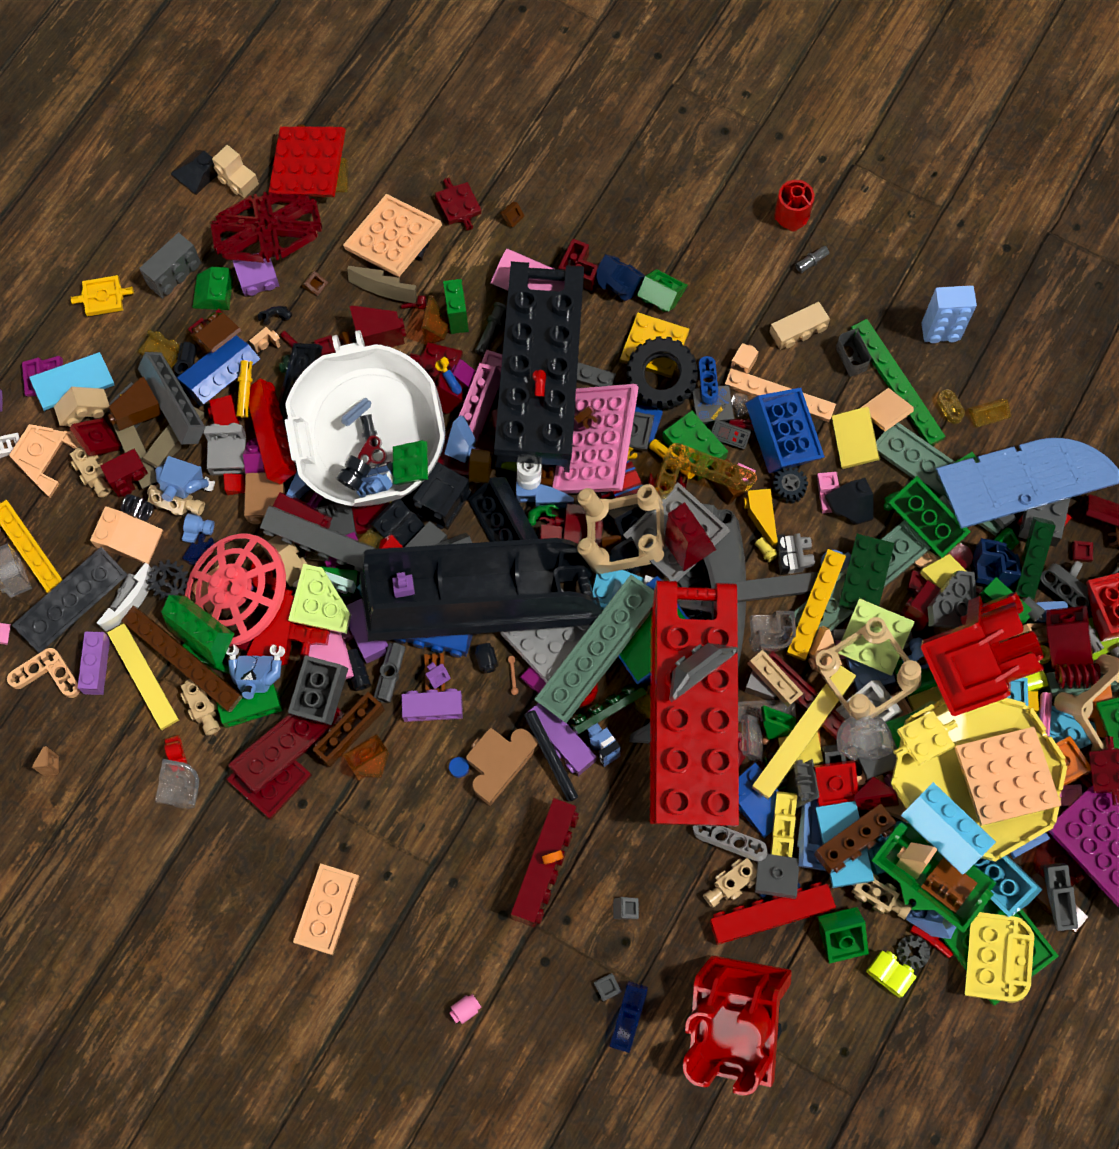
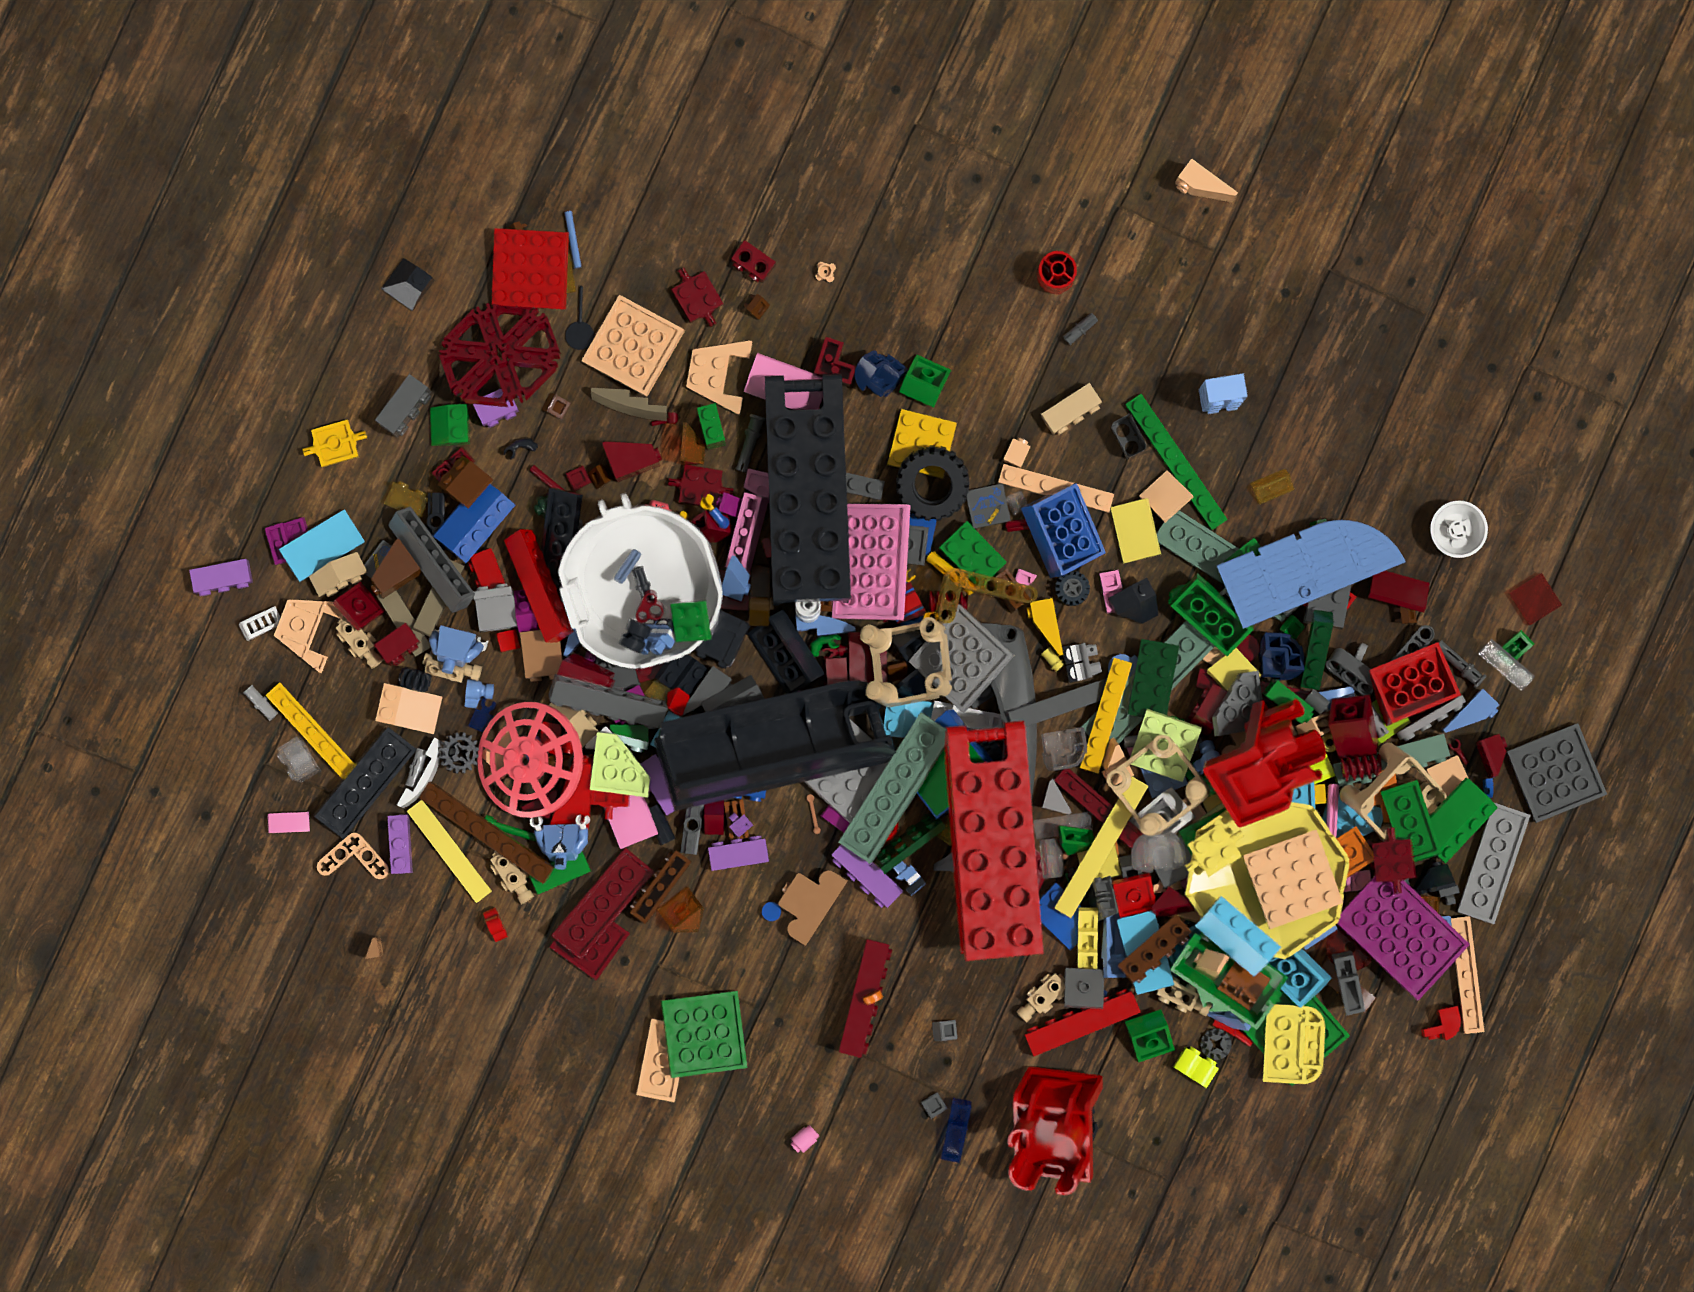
camera: 10 degrees left, 15 degrees up
(177, 785) = (504, 958): clear brick -> none
(197, 628) = (499, 803): green slope -> none
(233, 172) = (451, 285): tan brick -> none
(244, 388) = (505, 542): yellow pin -> none
(263, 338) = (512, 479): light nougat bracket -> none
(318, 690) = (628, 855): dark grey brick -> none
(345, 225) = (579, 334): none -> black piece
(351, 148) = (572, 239): none -> medium blue bar
(372, 885) = (704, 1034): none -> green plate
(403, 585) = (699, 747): medium lavender tile -> none
(412, 667) = (714, 818): none -> dark red slope
(463, 263) = (709, 373): none -> light nougat wing
(486, 658) = (785, 800): black brick -> none
(516, 175) = (756, 257): none -> dark red brick
(540, 377) = (811, 518): red arm -> none
(551, 756) = (860, 893): black axle -> none
(579, 188) = (829, 268): none -> light nougat plate
(585, 415) = (859, 539): reddish brown tile -> none
(686, 537) = (973, 670): dark red slope -> none
(698, 666) = (993, 814): dark grey wedge -> none
(704, 386) = (984, 467): blue beam -> none
(728, 842) = (1036, 962): light grey beam -> none
(731, 434) = (1008, 538): dark grey tile -> none
(775, 678) = (1069, 797): tan plate -> none
(936, 145) = (1202, 183): none -> light nougat slope
(949, 407) = (1236, 482): clear yellow beam -> none
(1082, 551) = (1368, 629): dark red tile -> none

